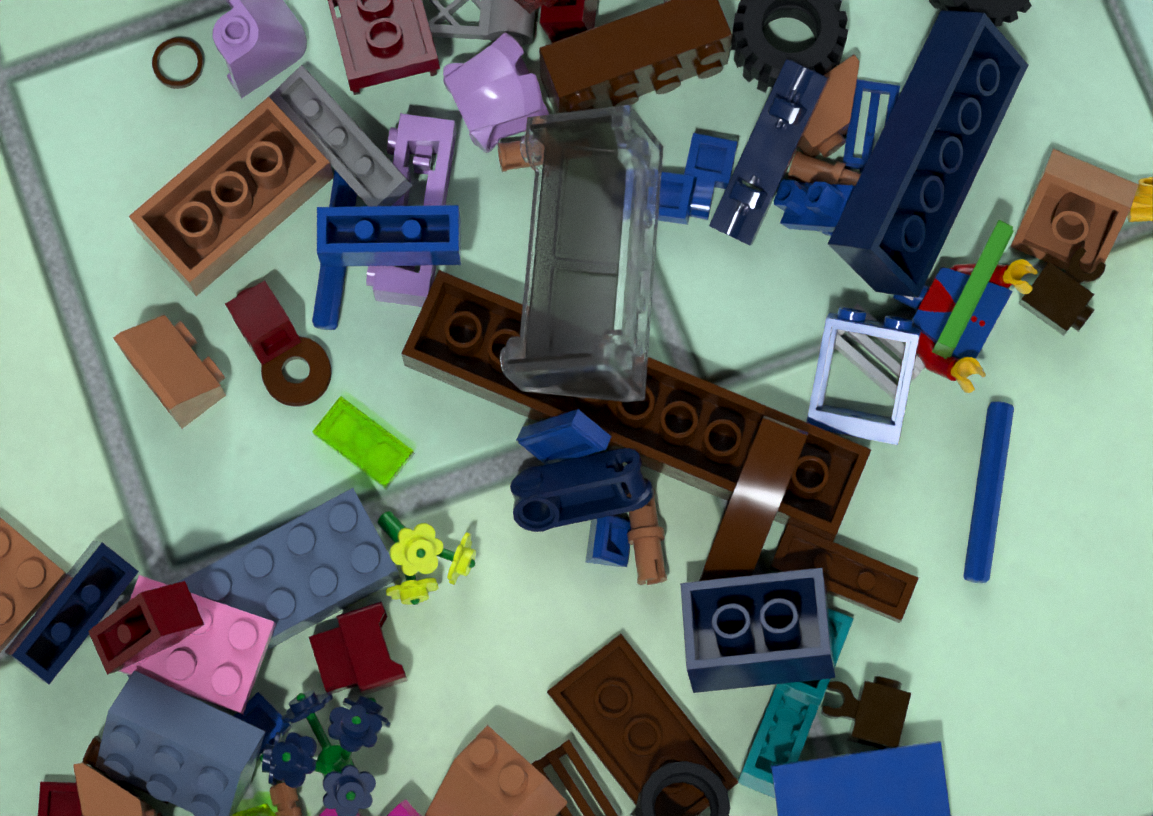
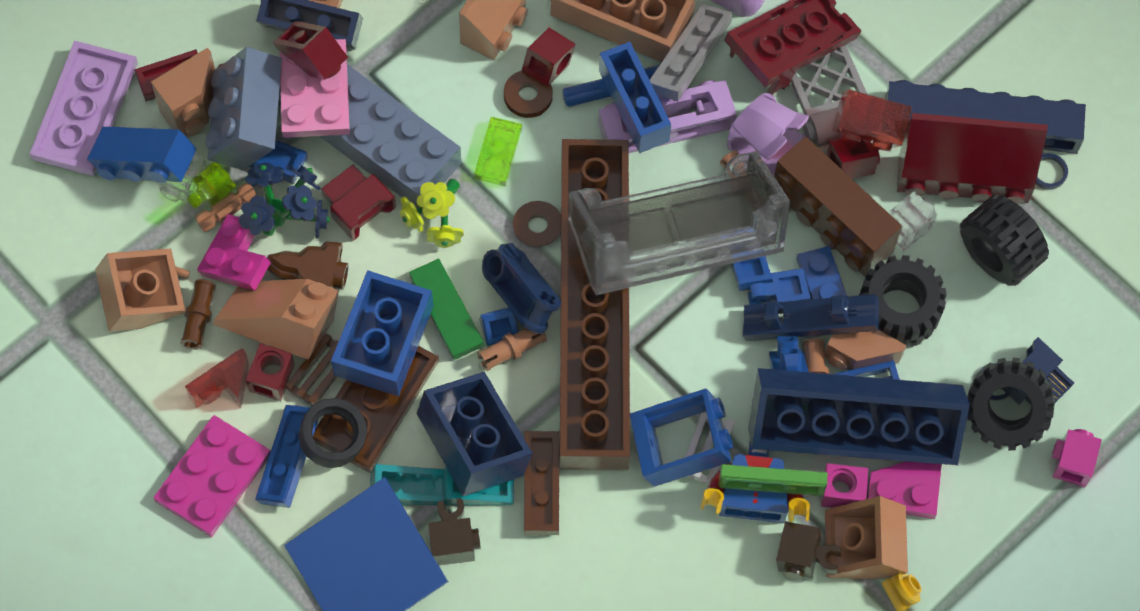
camera: 65 degrees right, 10 degrees down
(428, 747) = (313, 263): none -> reddish brown rock
(481, 413) = (533, 210): none -> reddish brown piece
(557, 598) = (448, 311): none -> green tile
(563, 437) = (551, 261): blue tile -> none
(574, 691) = (382, 333): none -> blue brick
(713, 115) = (821, 273): none -> blue plate
(755, 500) = (561, 393): reddish brown slope -> none
(988, 492) = (641, 558): blue axle -> none
(1000, 193) = (854, 477): none -> dark pink brick
(1025, 142) = (909, 484): none -> dark pink wing

